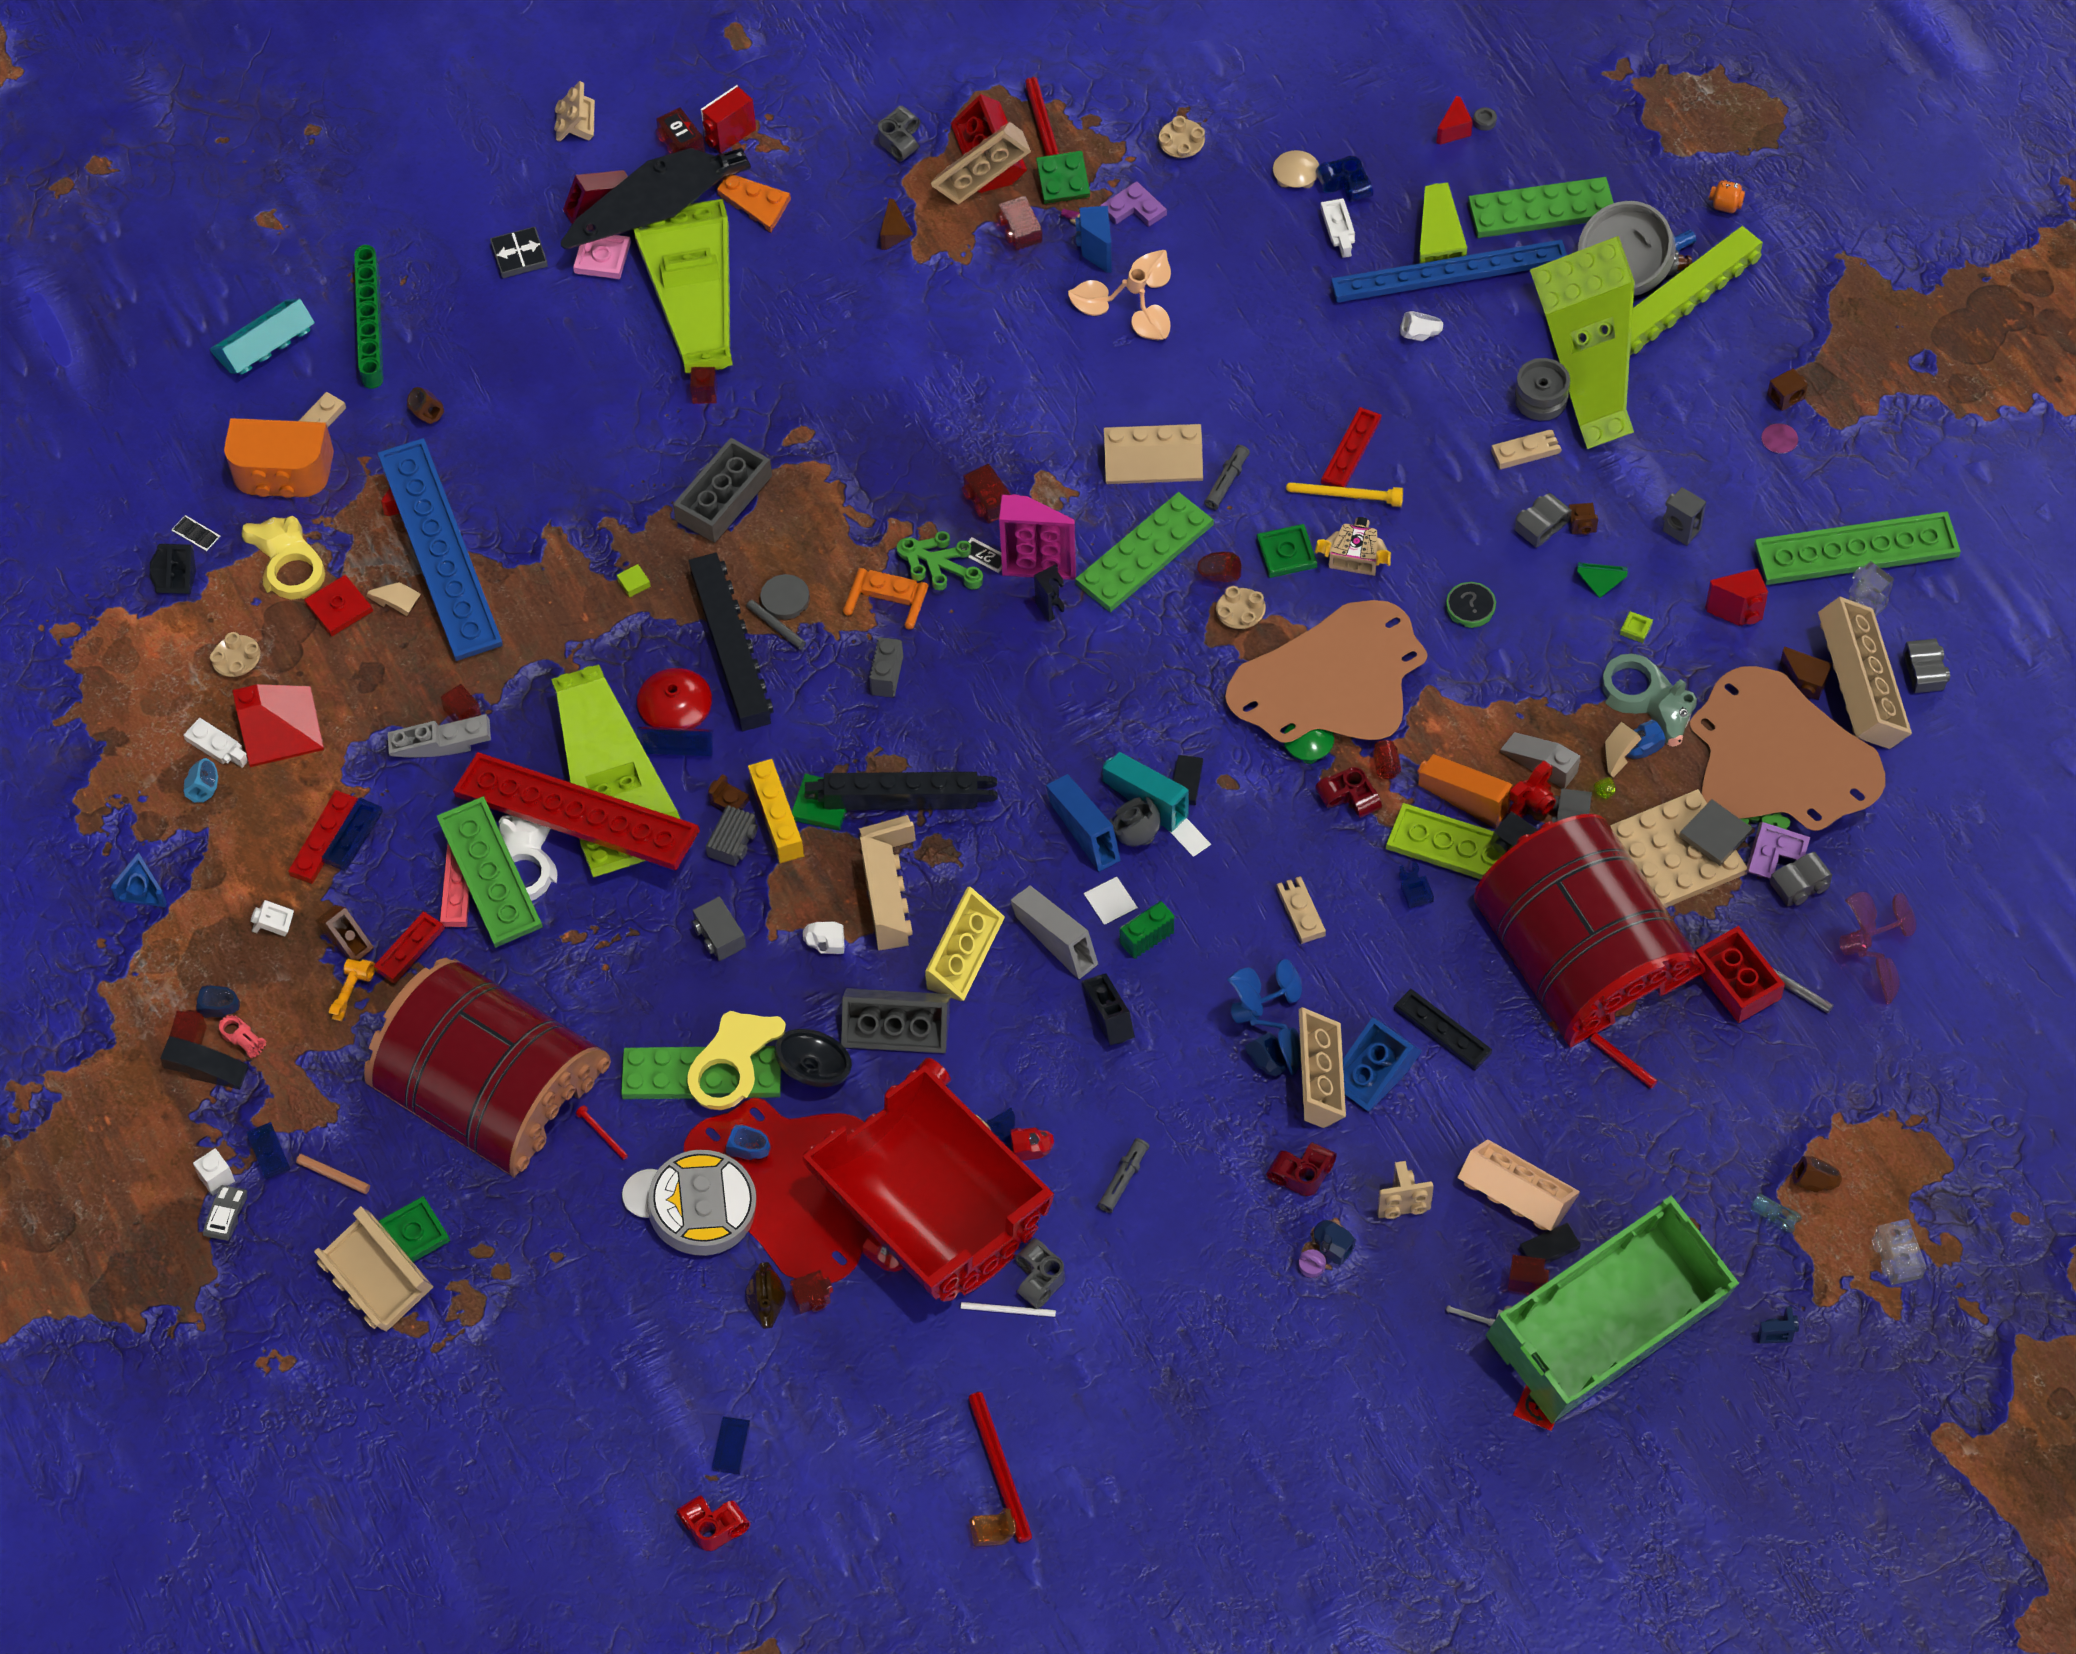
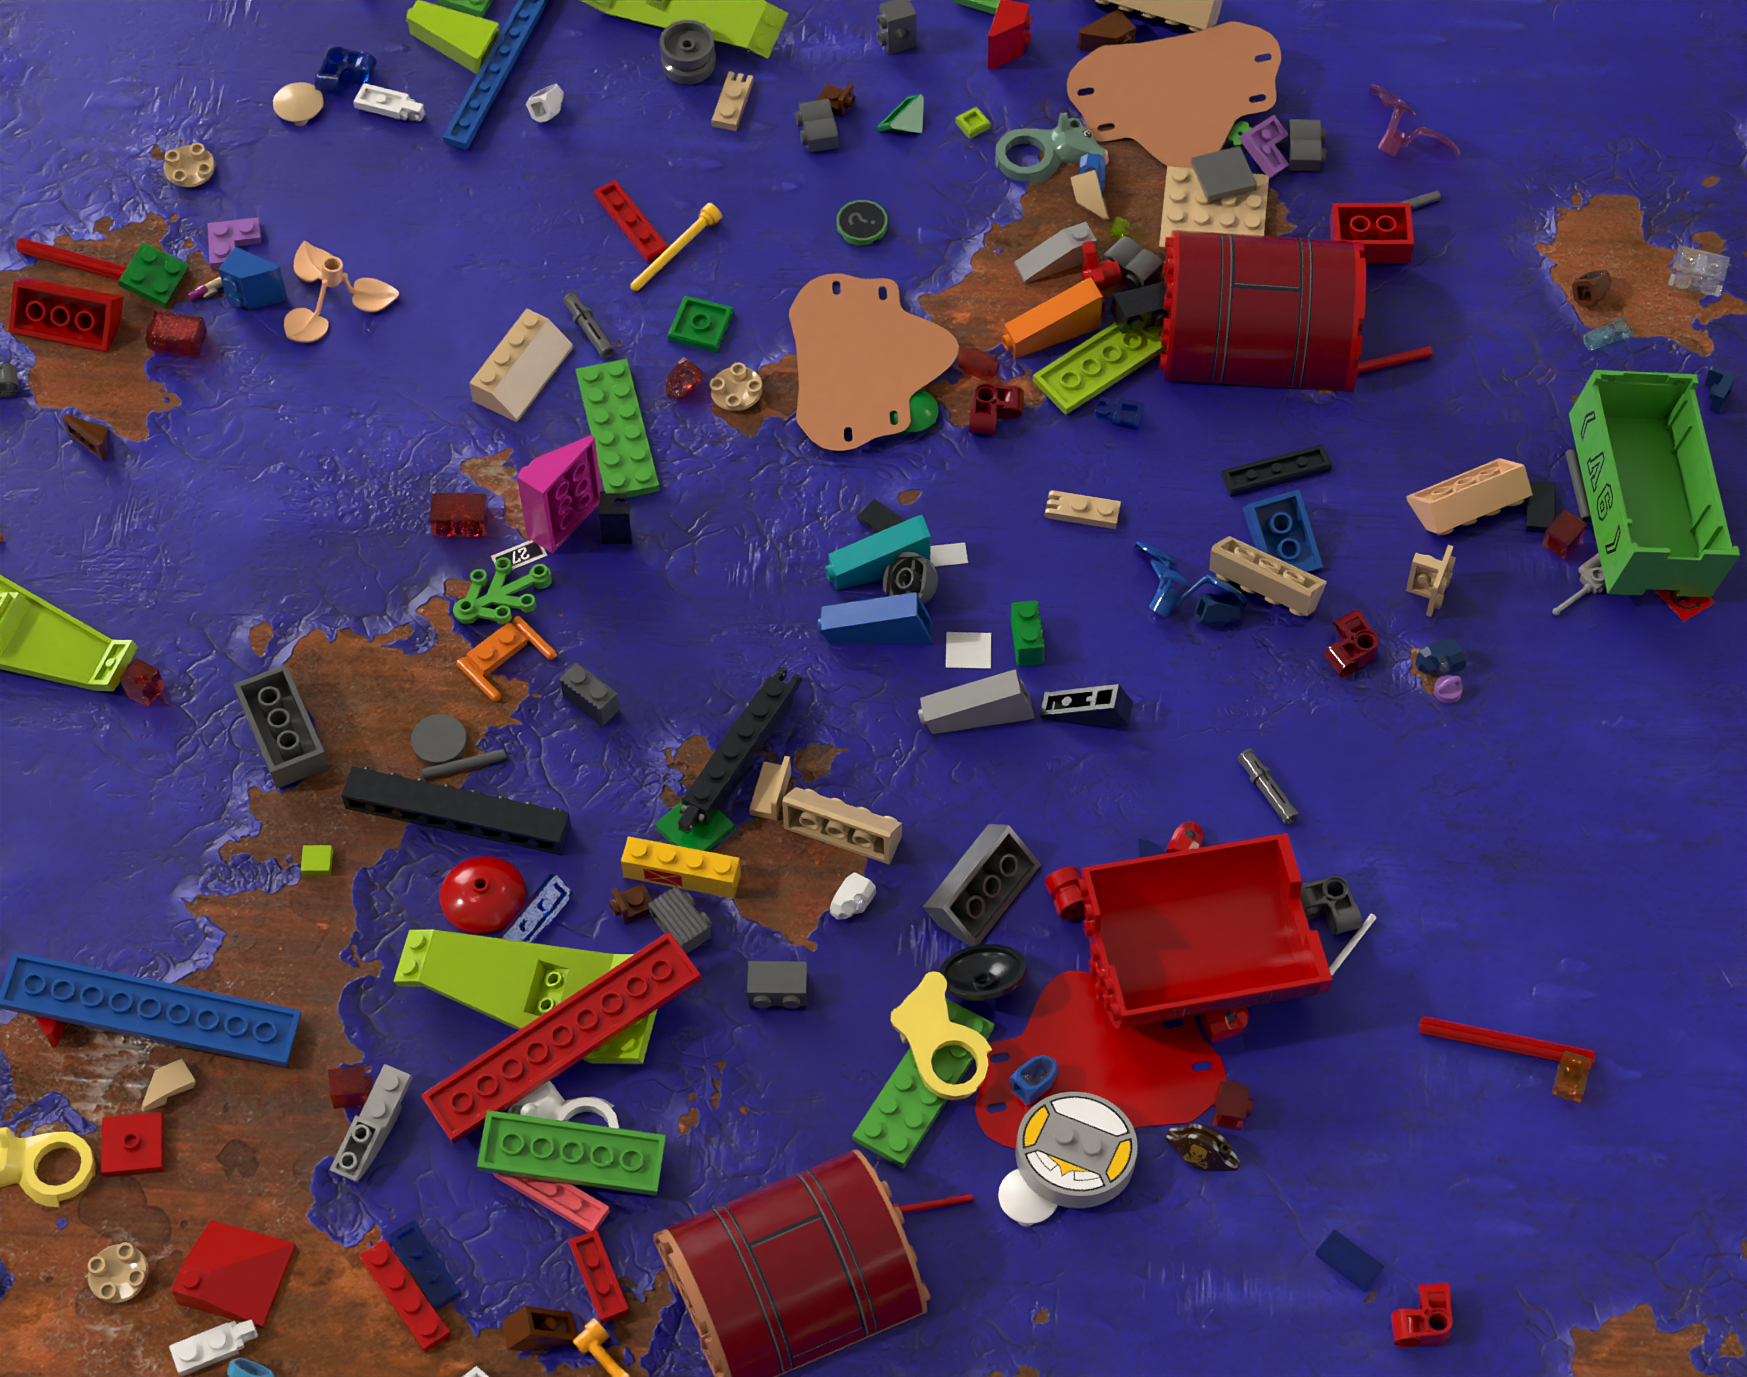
camera: 60 degrees left, 0 degrees up
(963, 946) = (940, 790): light yellow slope -> none
(982, 163) = (94, 319): tan slope -> none
(1355, 548) = (746, 268): torso -> none

